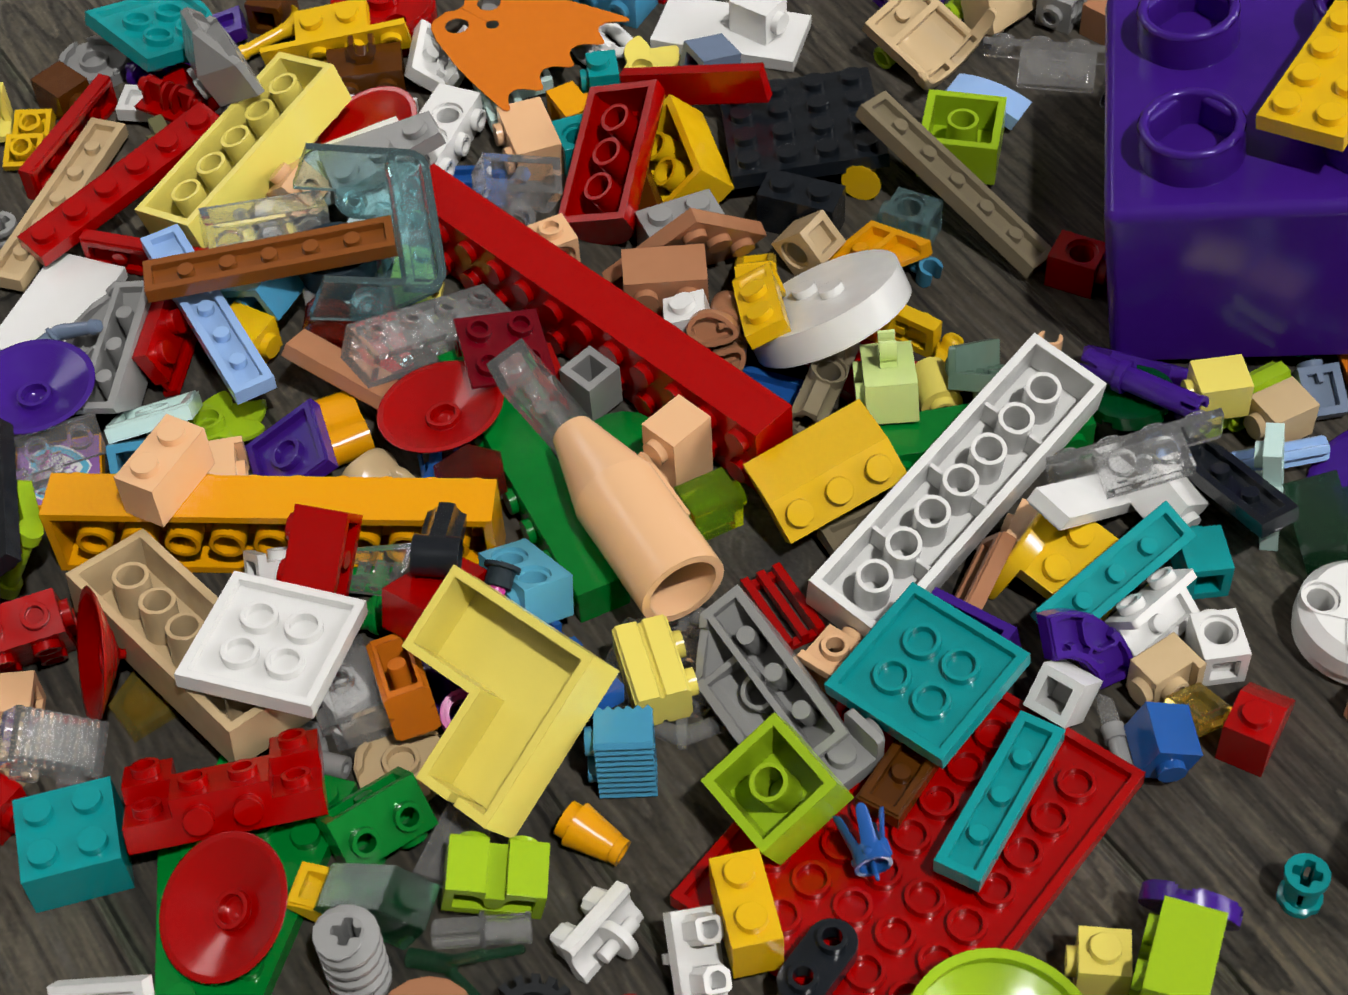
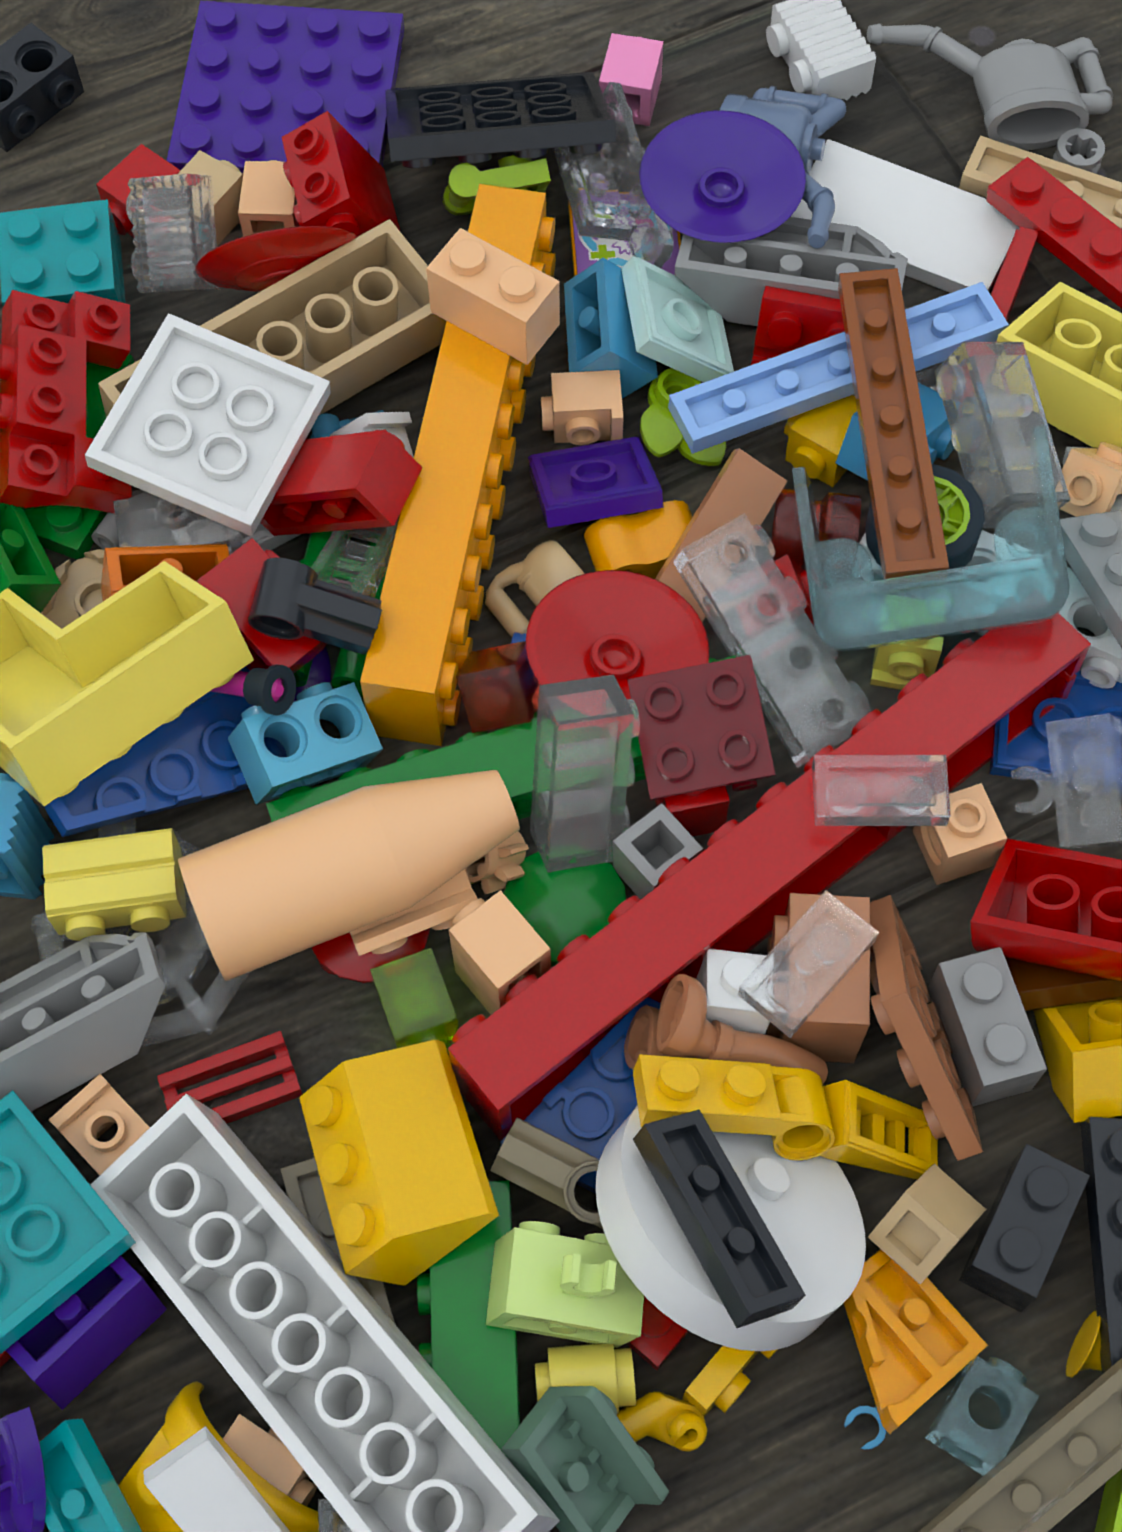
camera: 95 degrees right, 15 degrees up
(552, 239) = (880, 790): none -> clear plate
(674, 261) = (808, 963): none -> clear plate
(845, 275) = (718, 1218): none -> black plate
(985, 568) = (183, 1368): nougat tile -> none

